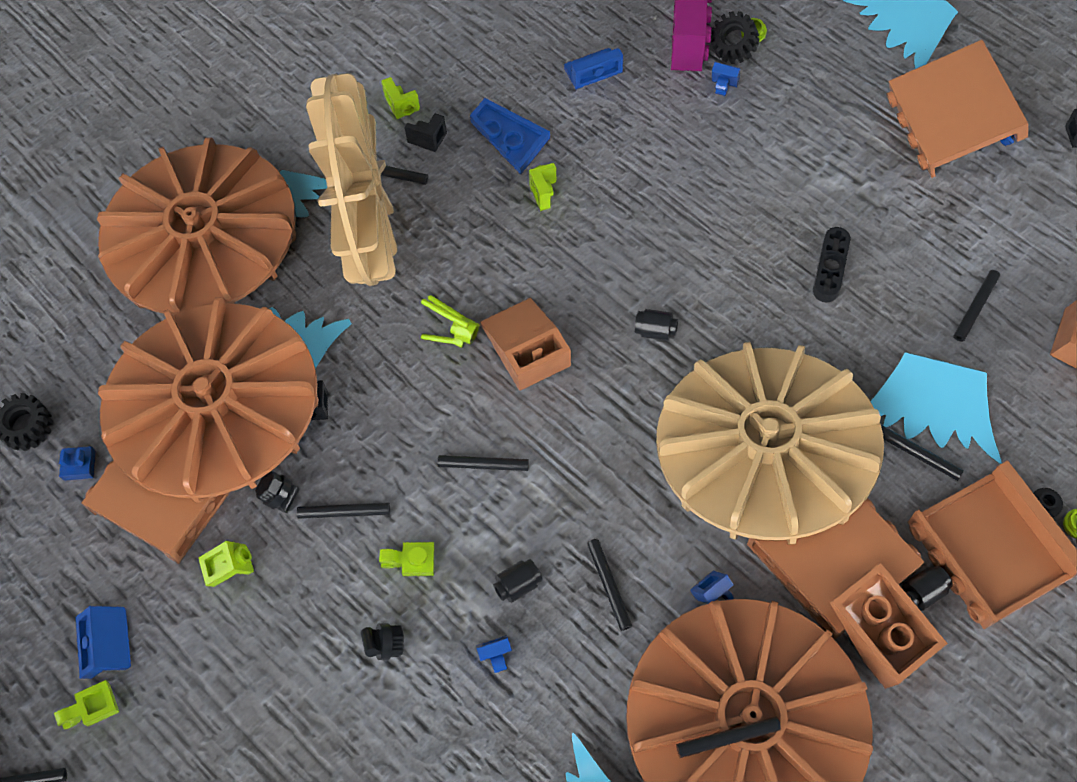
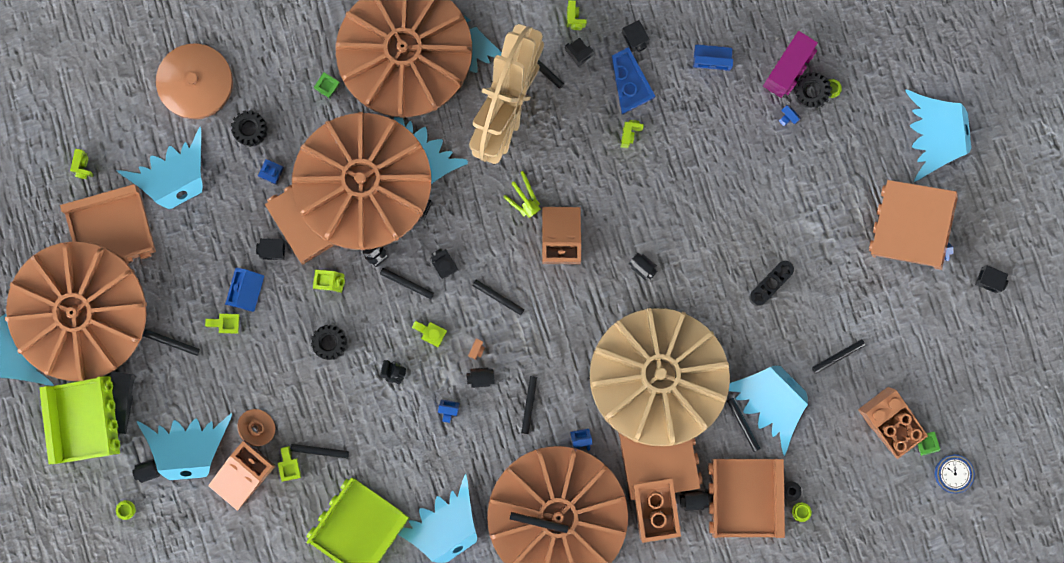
camera: 20 degrees right, 20 degrees up
(111, 319) = (326, 85): none -> bright green plate
(119, 562) = (271, 249): none -> black brick
(255, 634) = (317, 342): none -> black tyre
(381, 457) = (443, 263): none -> black bracket
(486, 83) = (635, 36): none -> black brick
(490, 544) = (477, 349): none -> nougat plate

